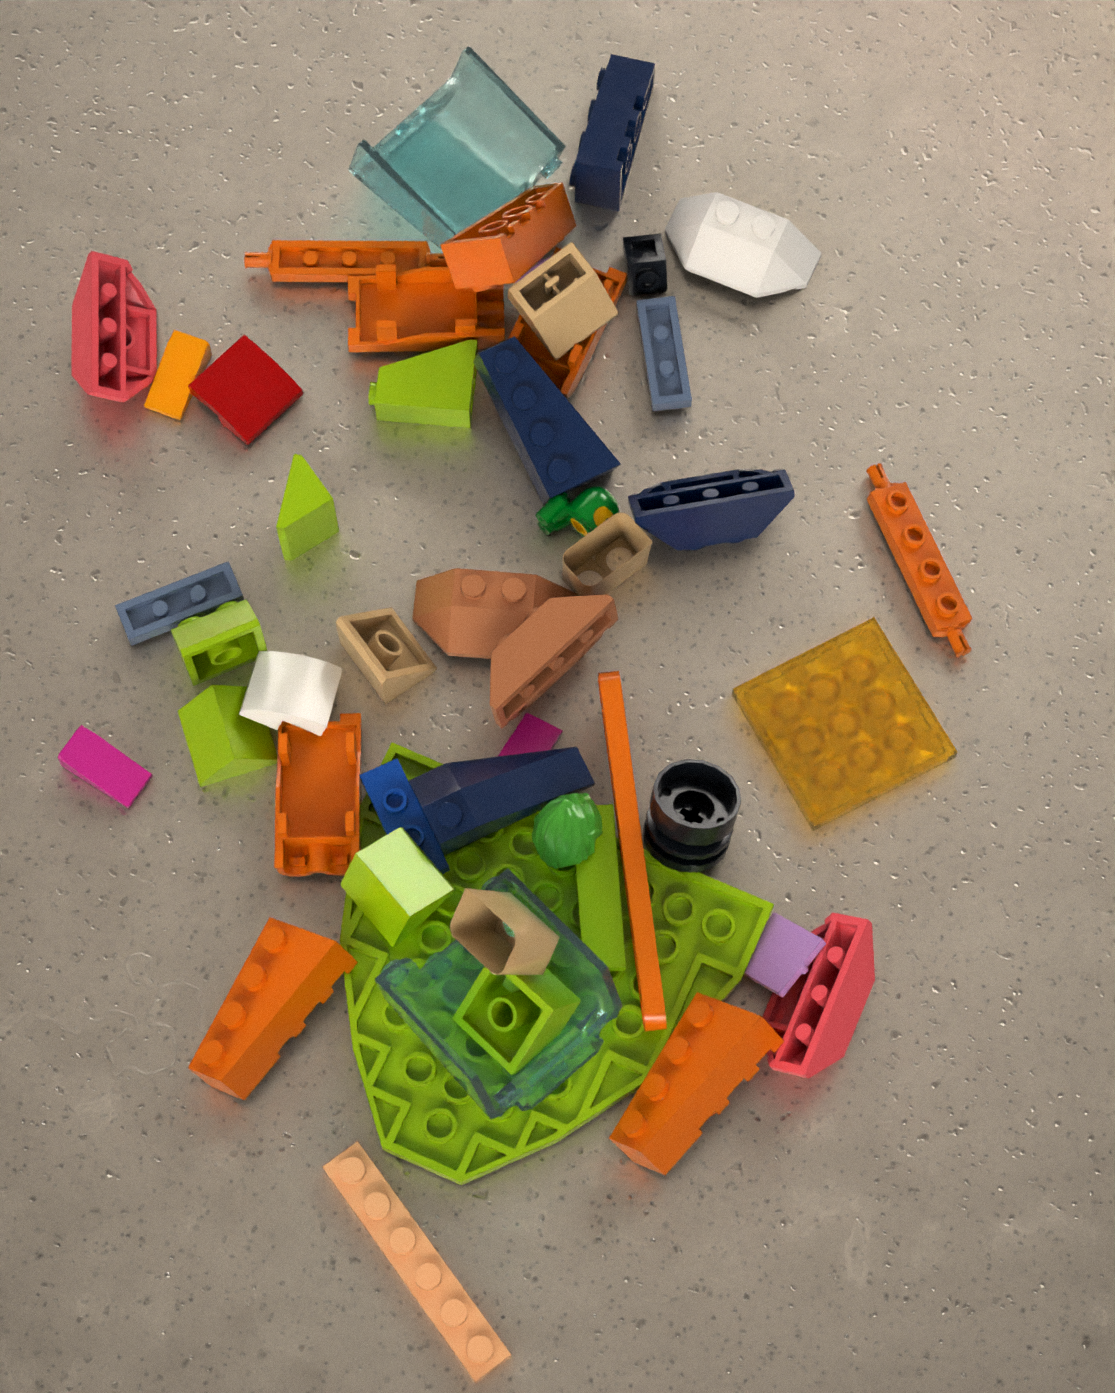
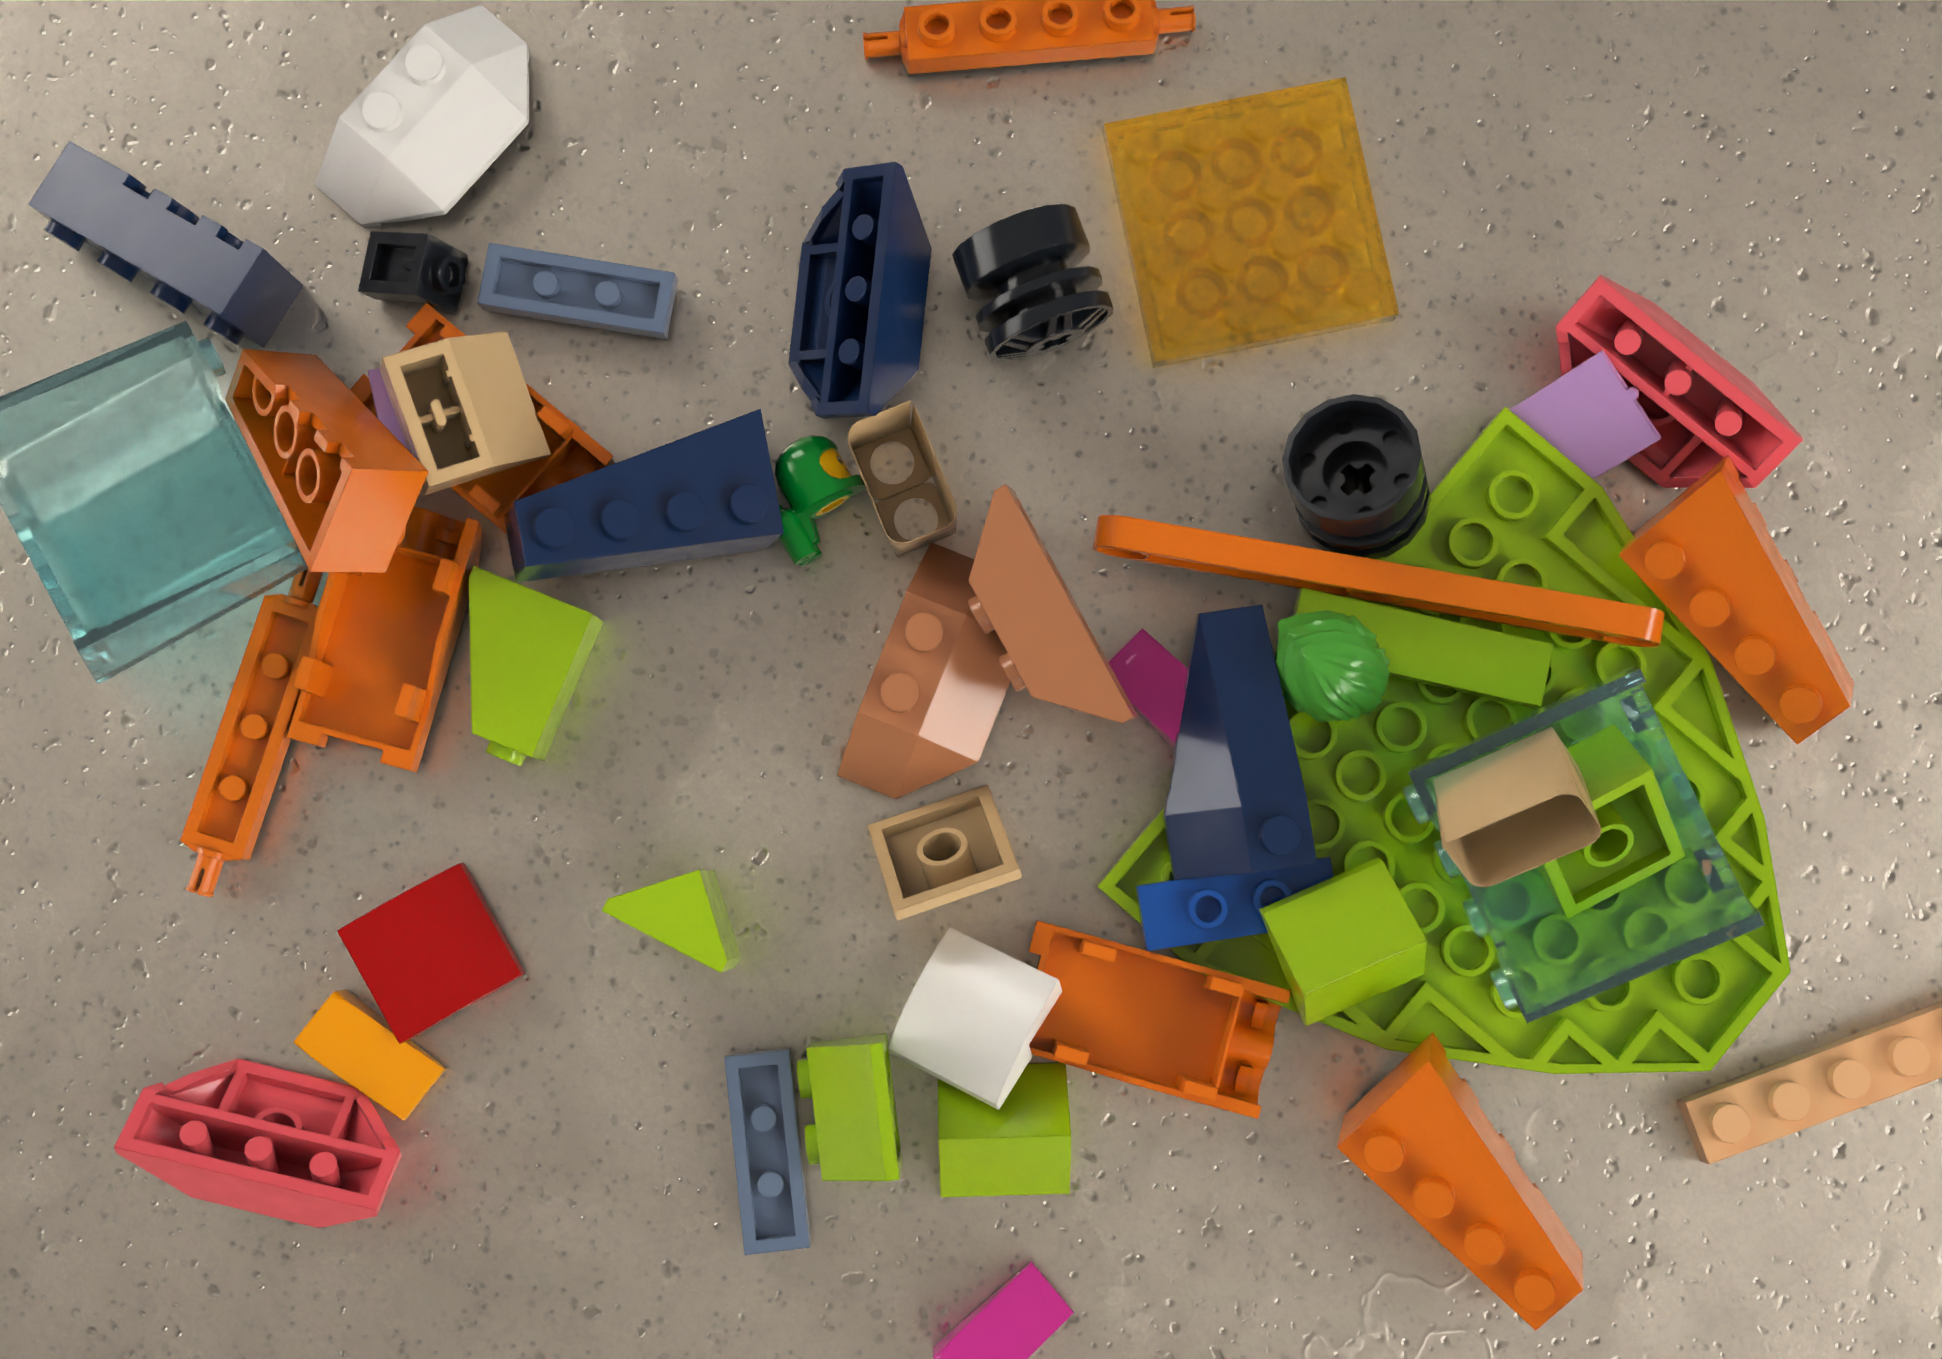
camera: 80 degrees left, 15 degrees up
(751, 595) = (1032, 283): none -> black wheel

